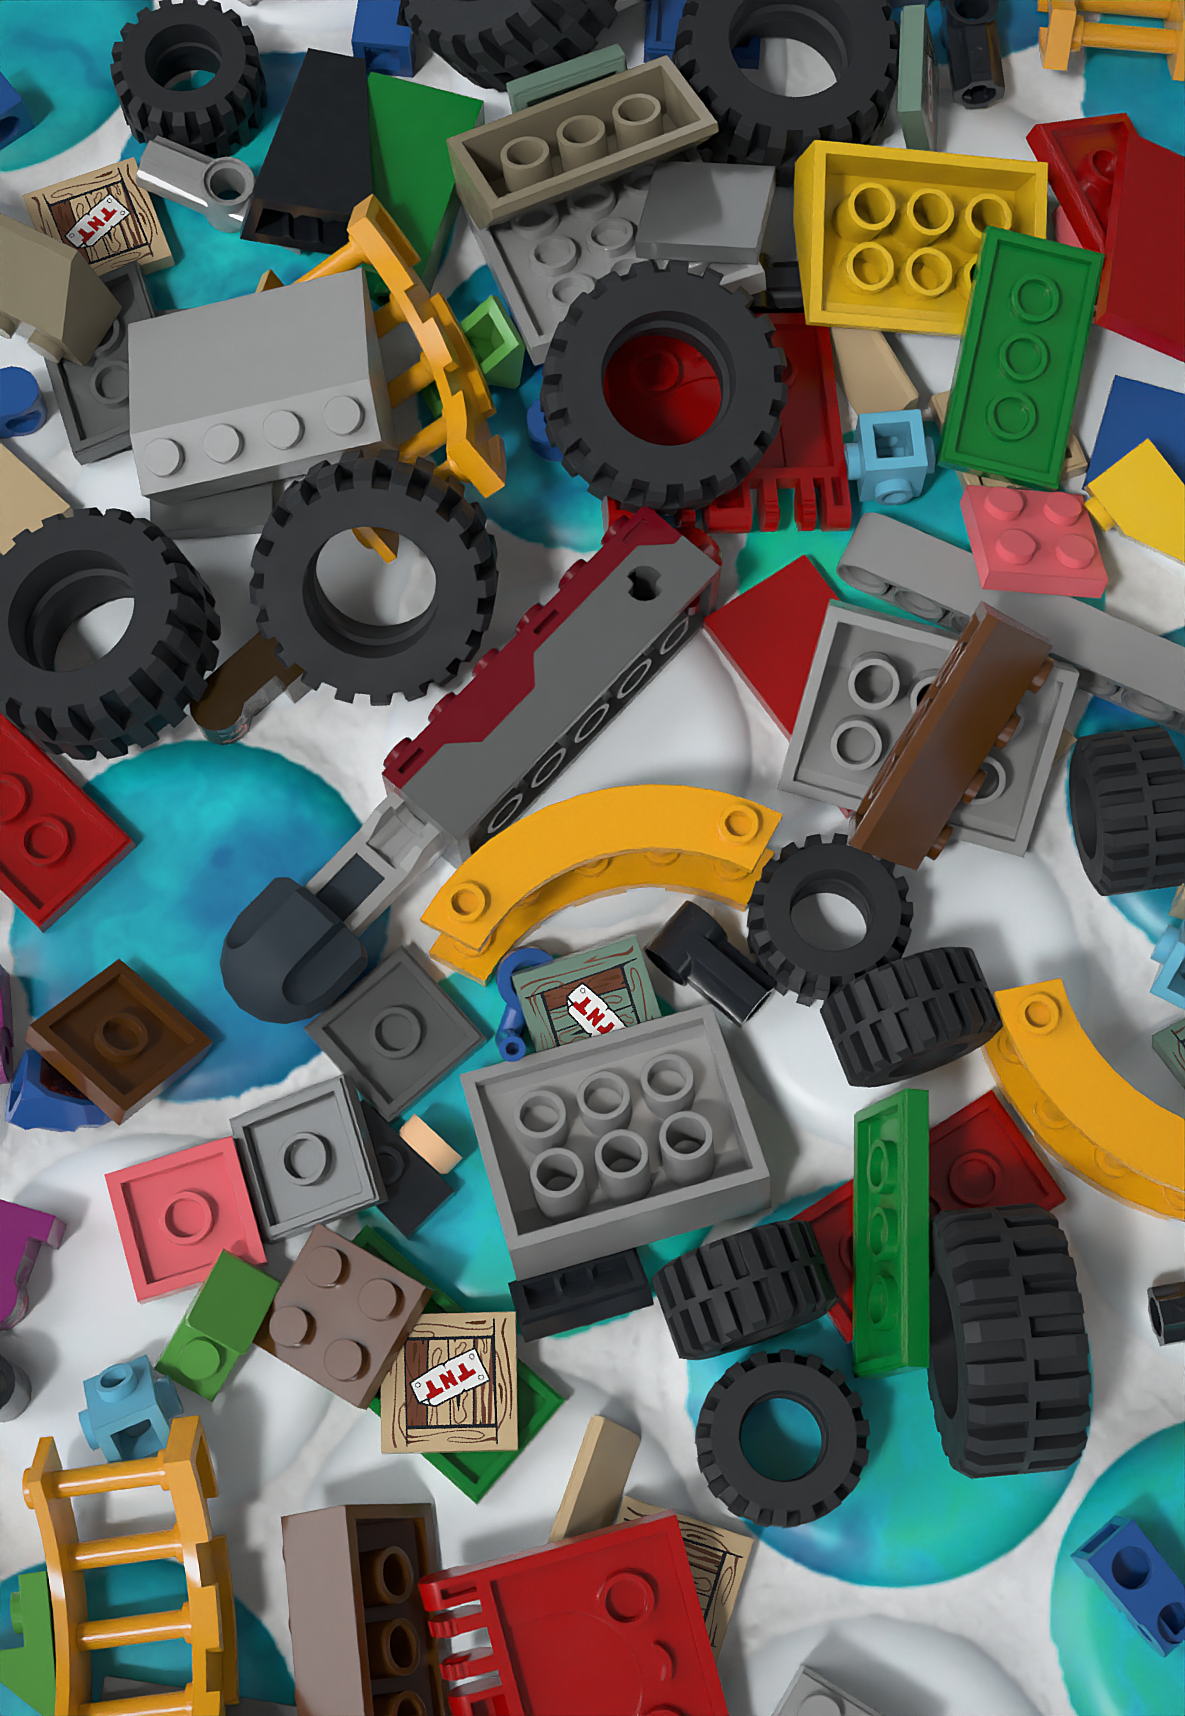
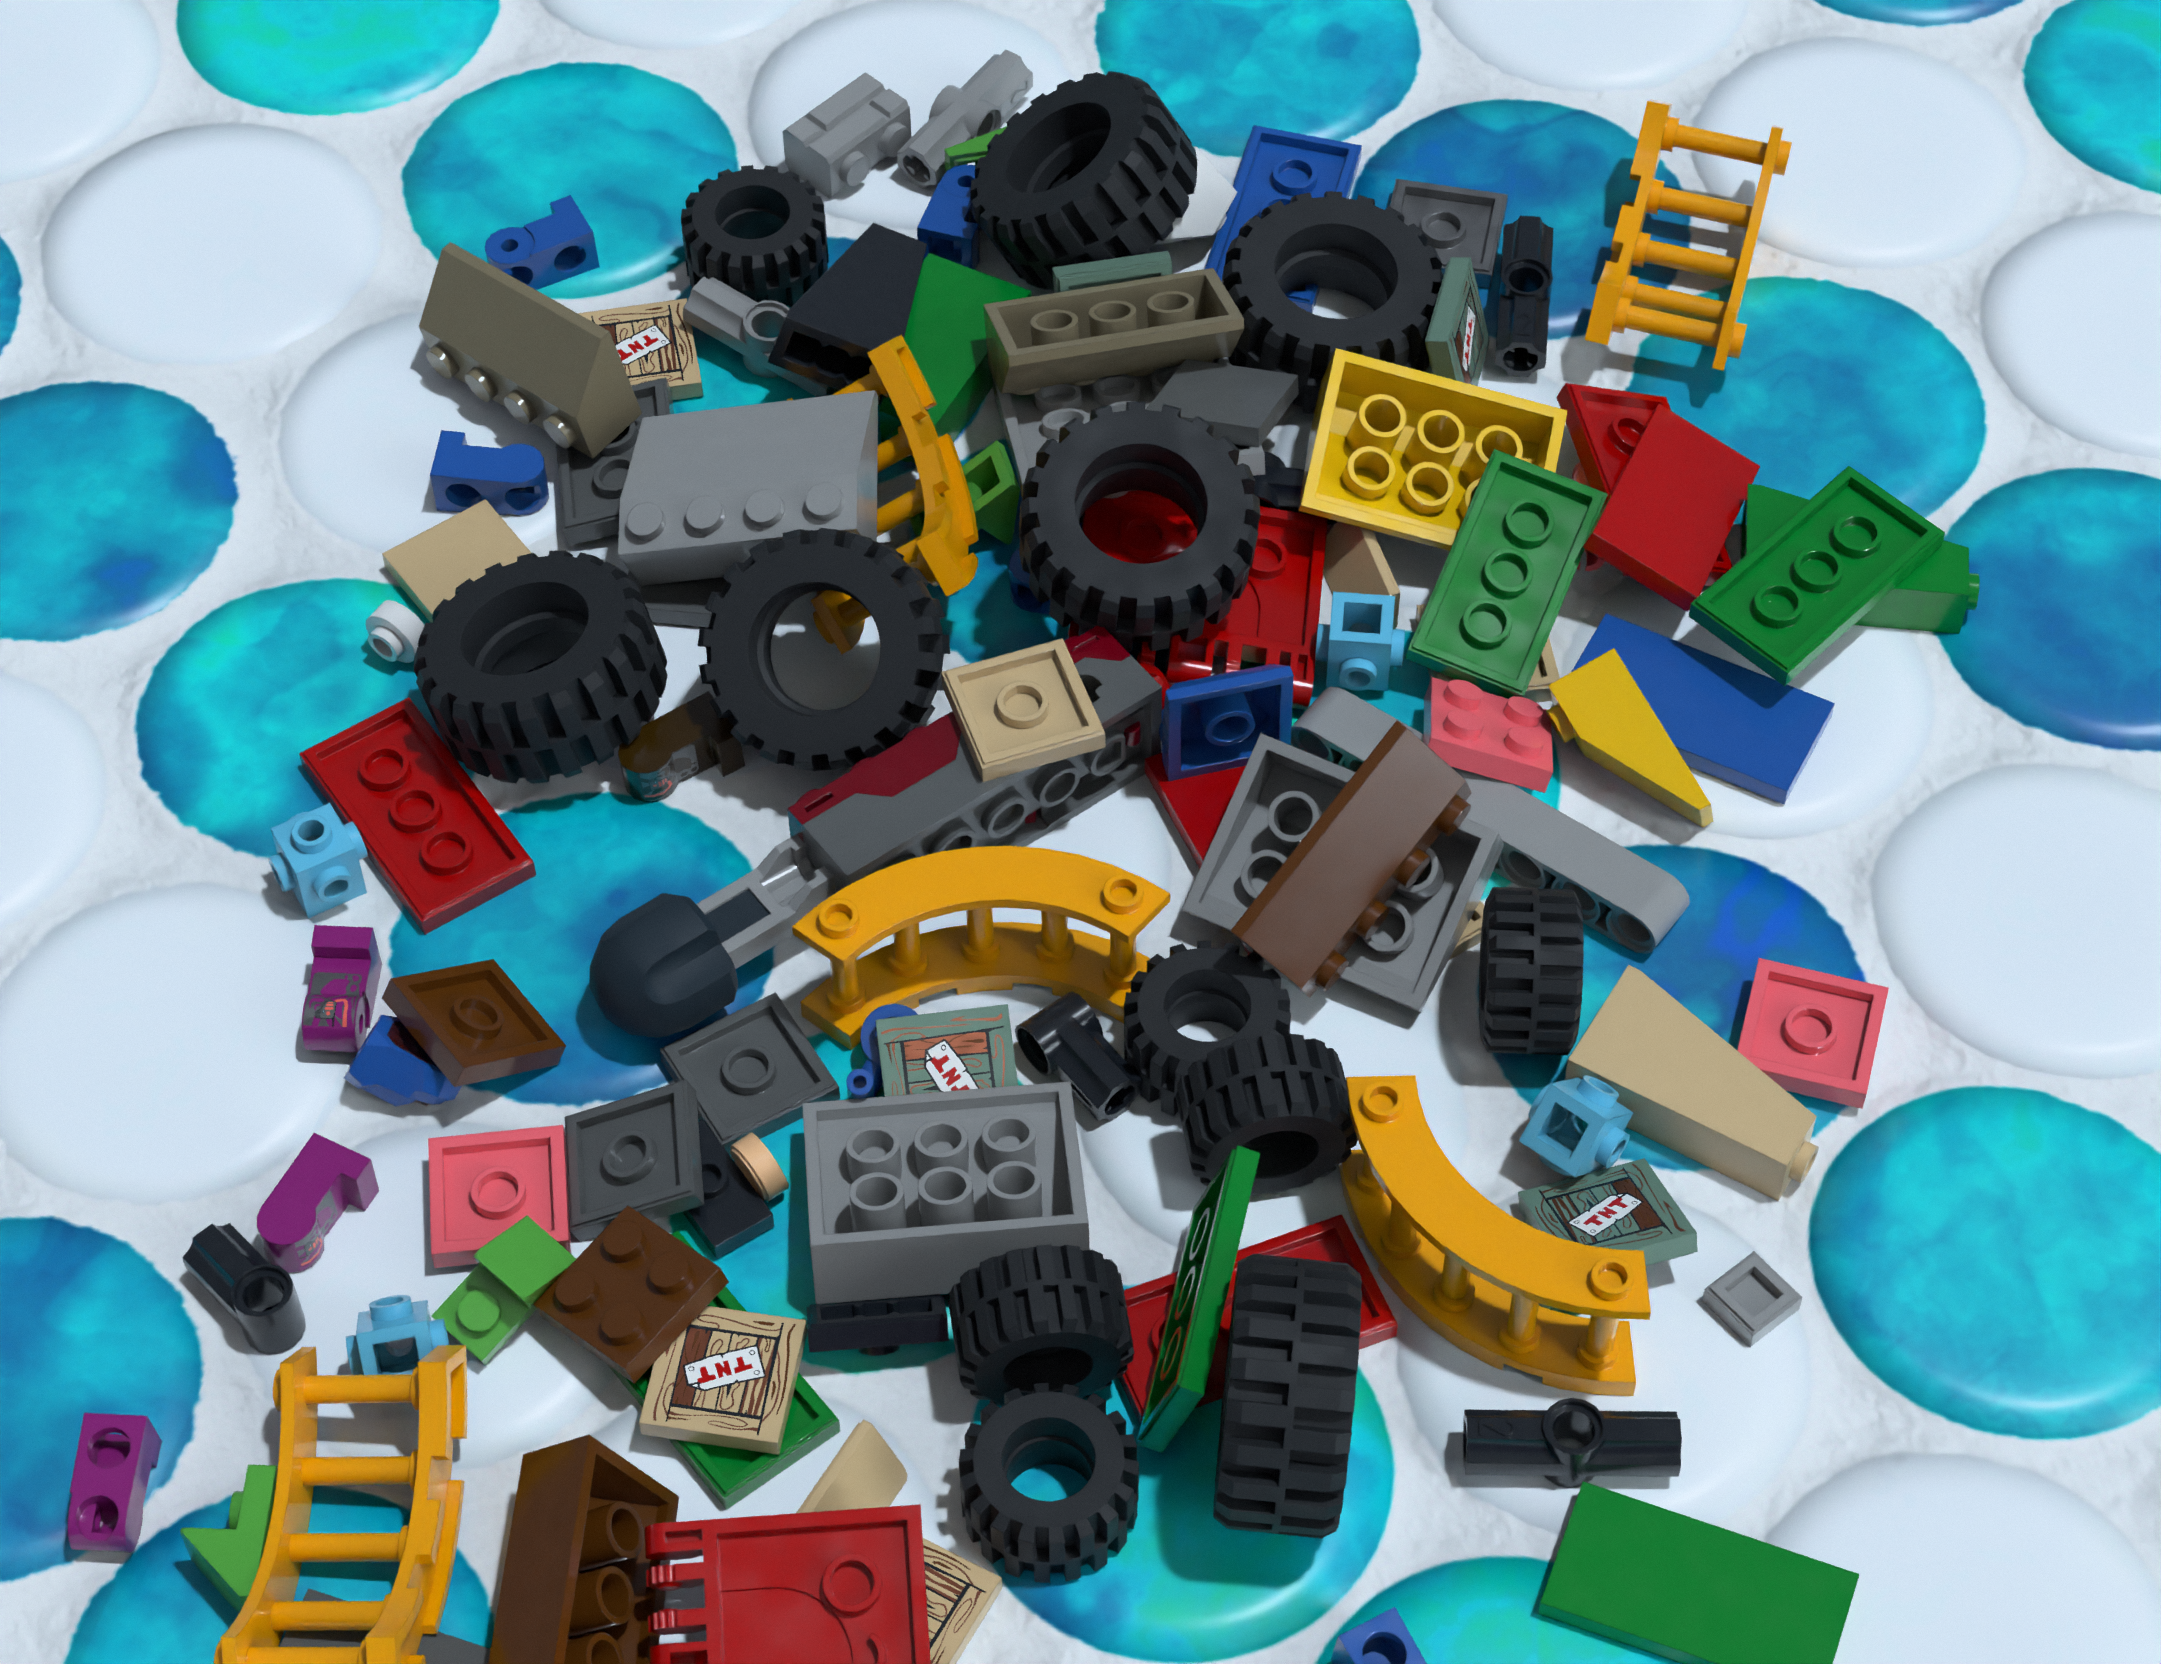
camera: 10 degrees right, 20 degrees down
(591, 621) = (1023, 710): none -> tan tile
(782, 578) = (1218, 719): none -> blue slope

